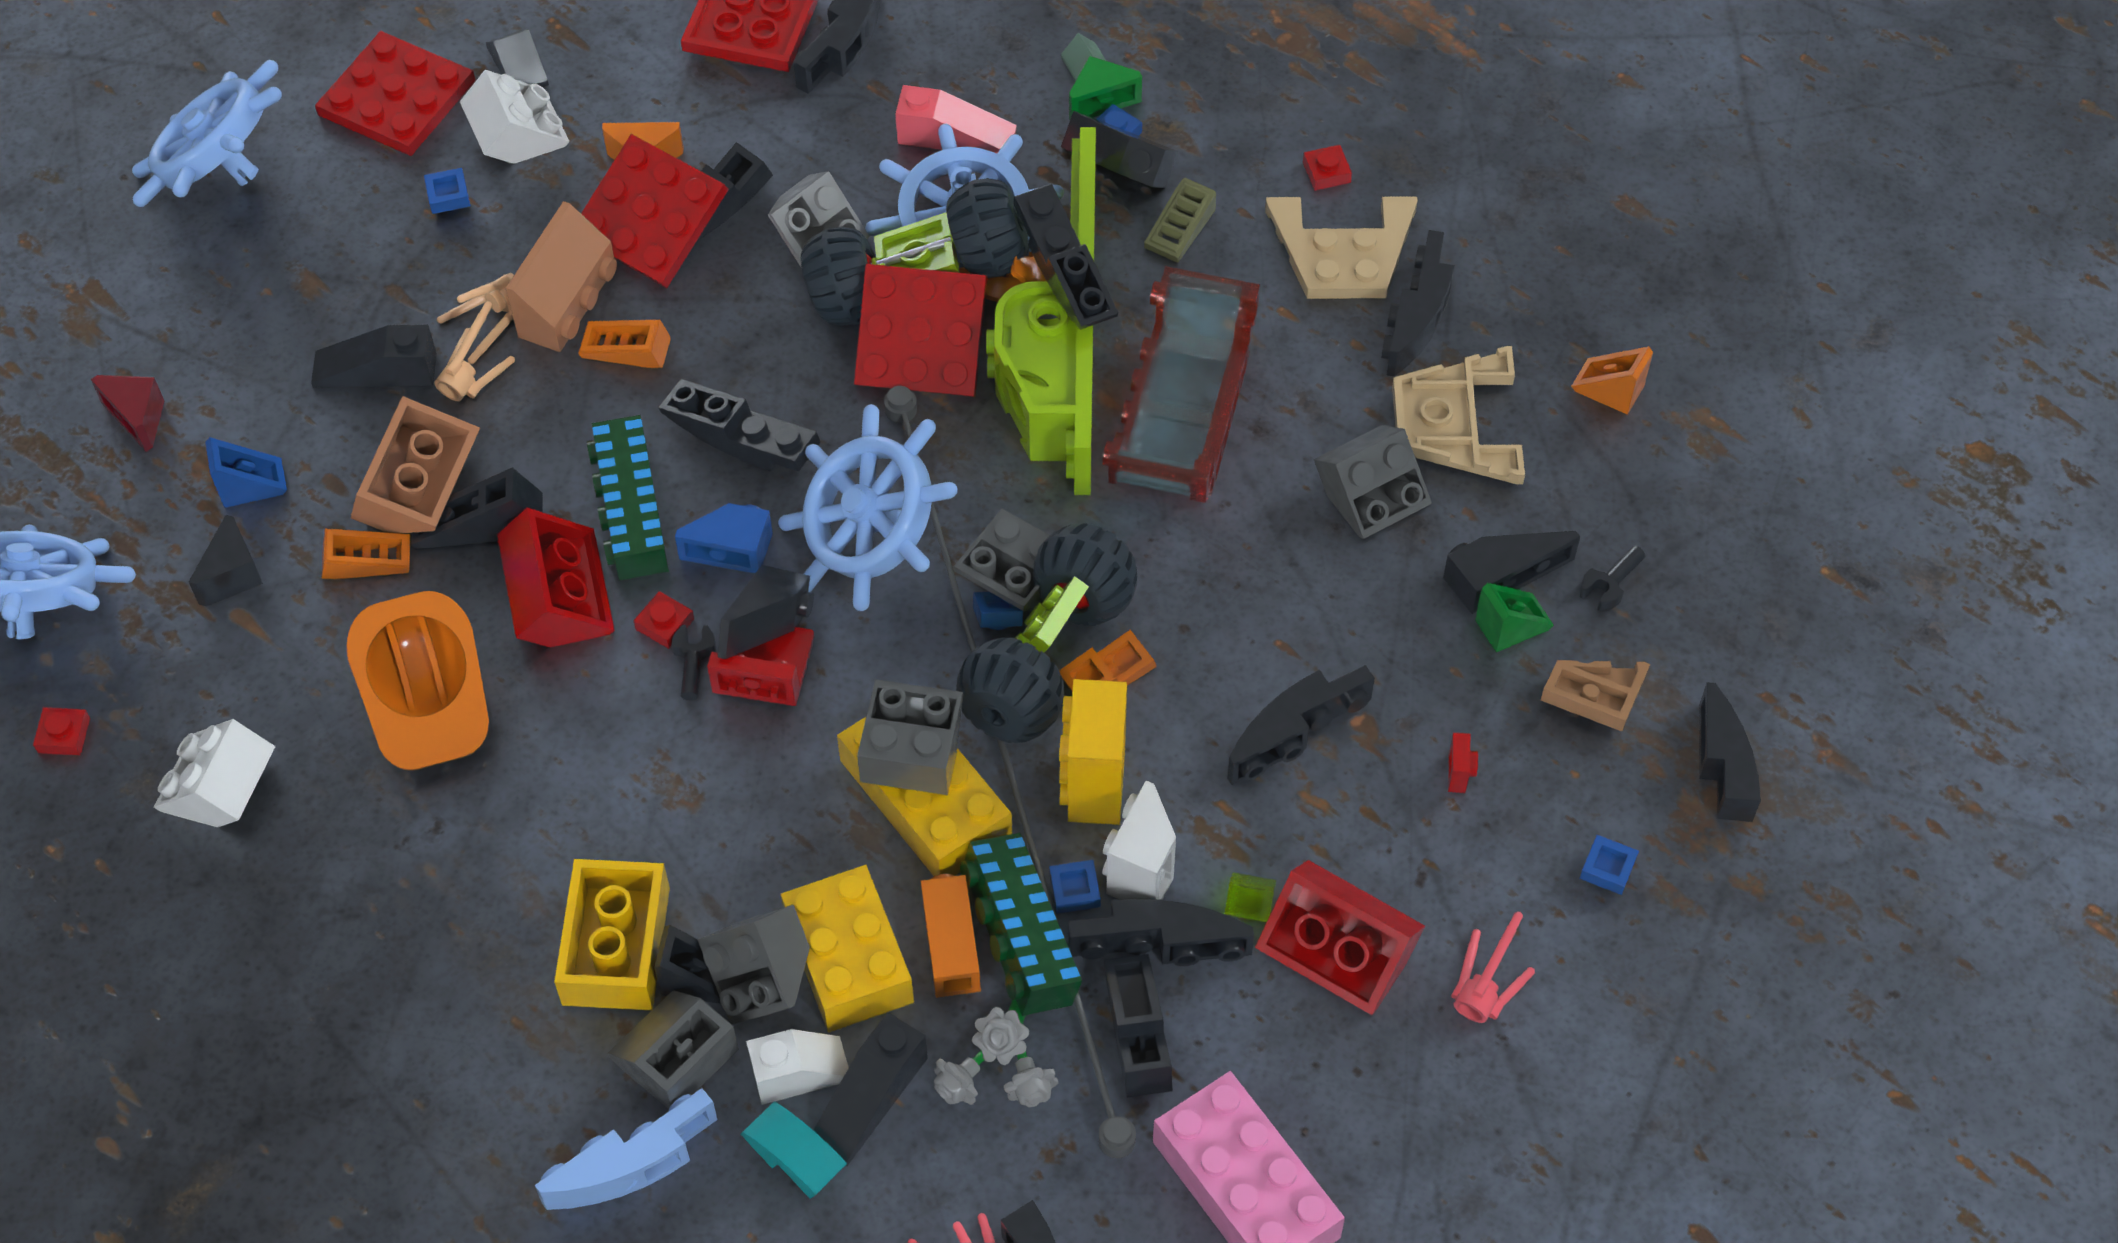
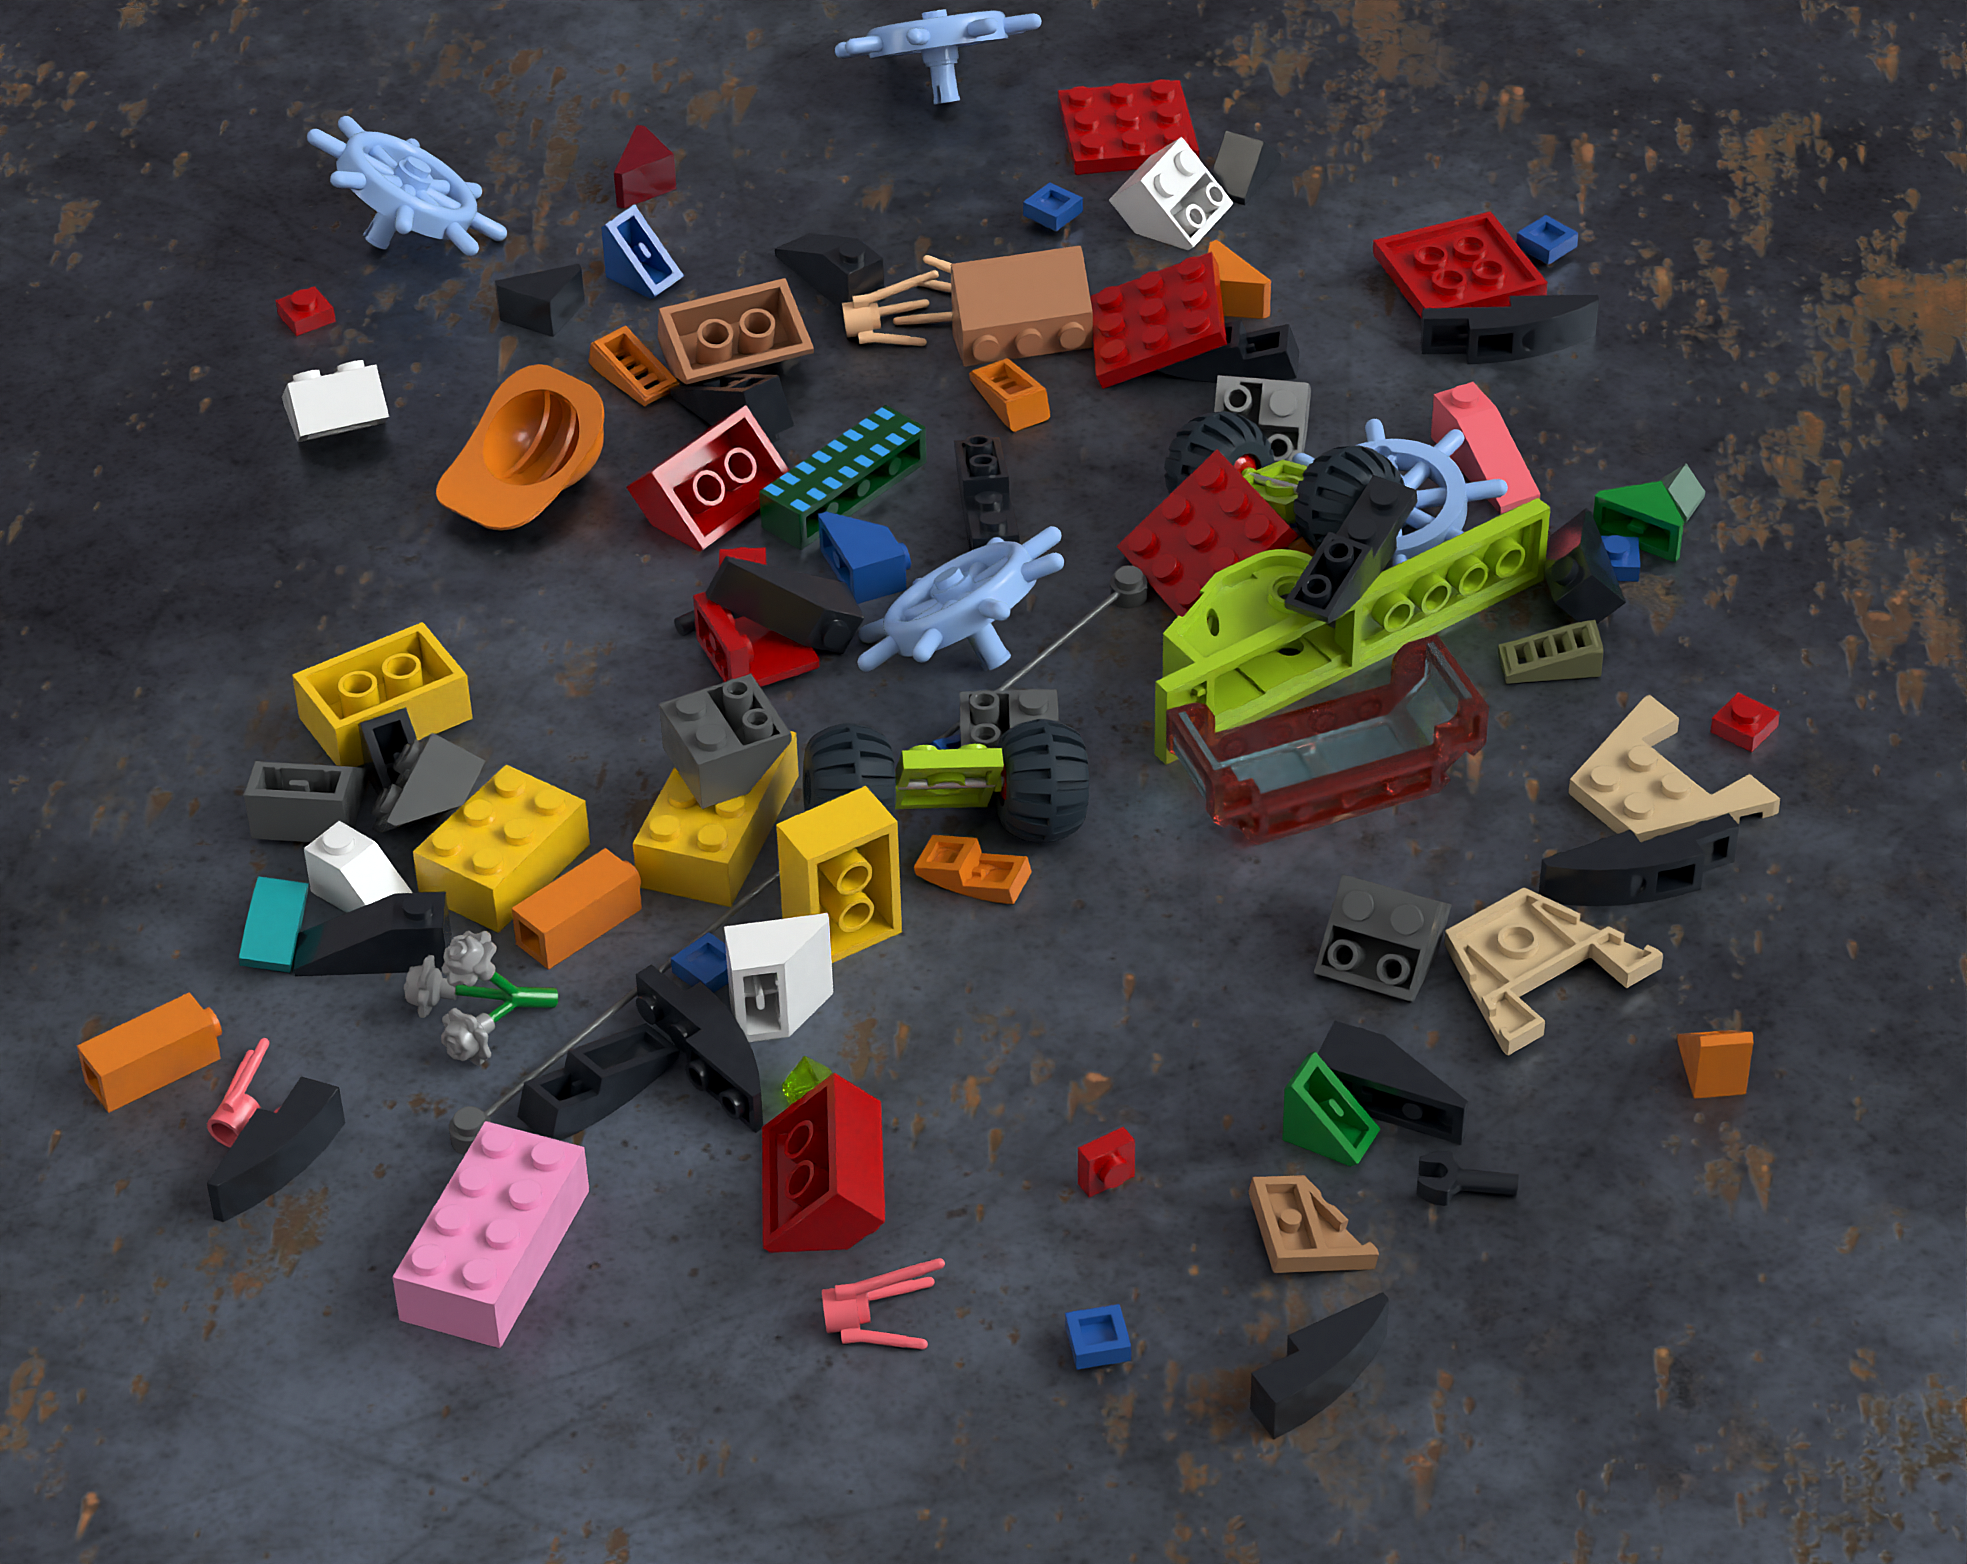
camera: 55 degrees right, 15 degrees down
(613, 1168) = (188, 837): light blue slope -> none
(1020, 924) = (625, 938): dark green brick -> none
(1284, 724) = (1028, 1012): black slope -> none

